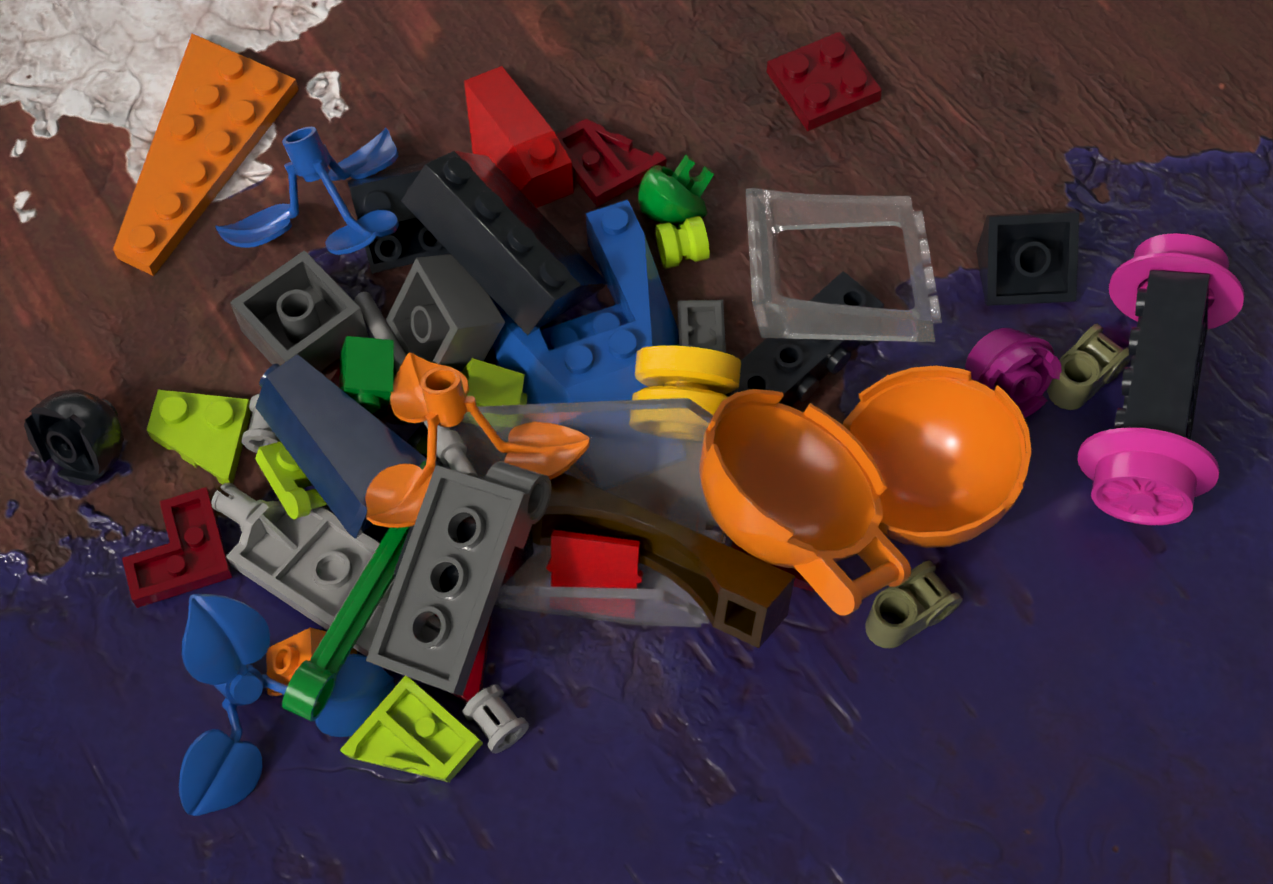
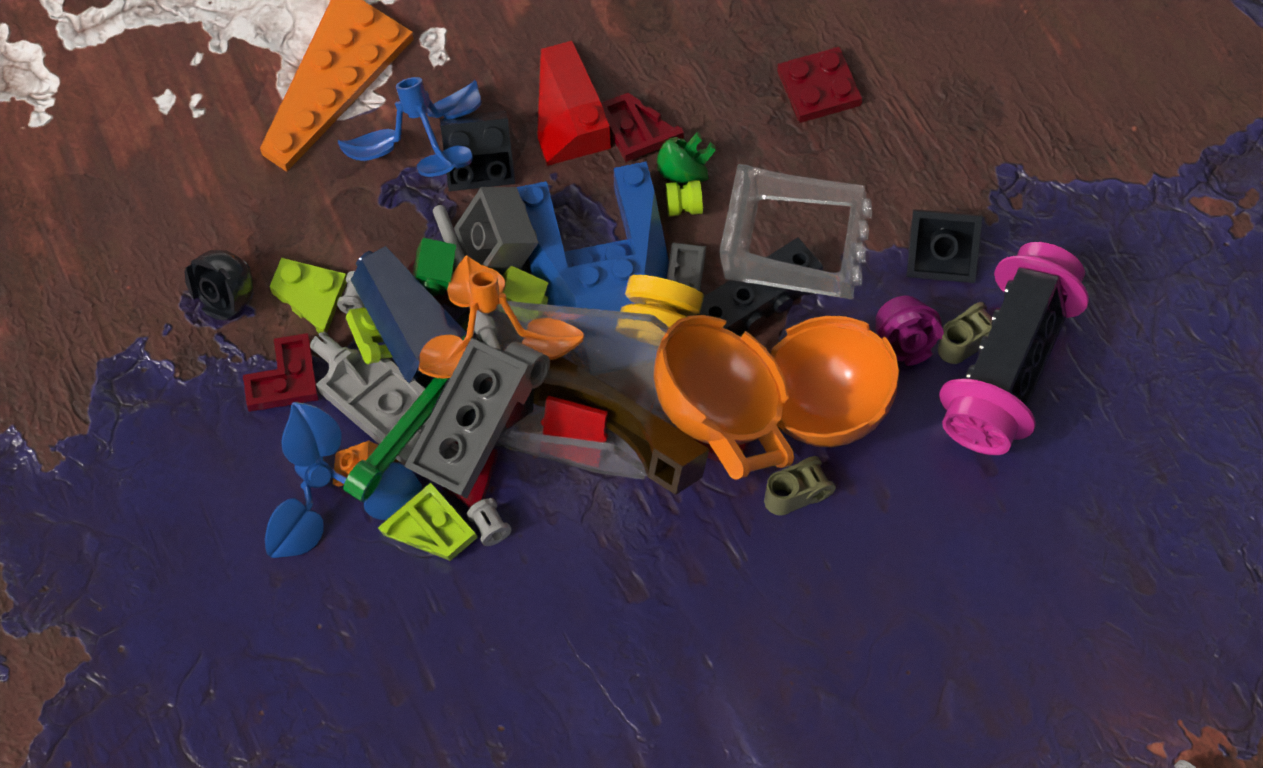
camera: 10 degrees right, 0 degrees up
(299, 313) = (390, 216): dark grey brick -> none
(501, 239) = (547, 180): black slope -> none

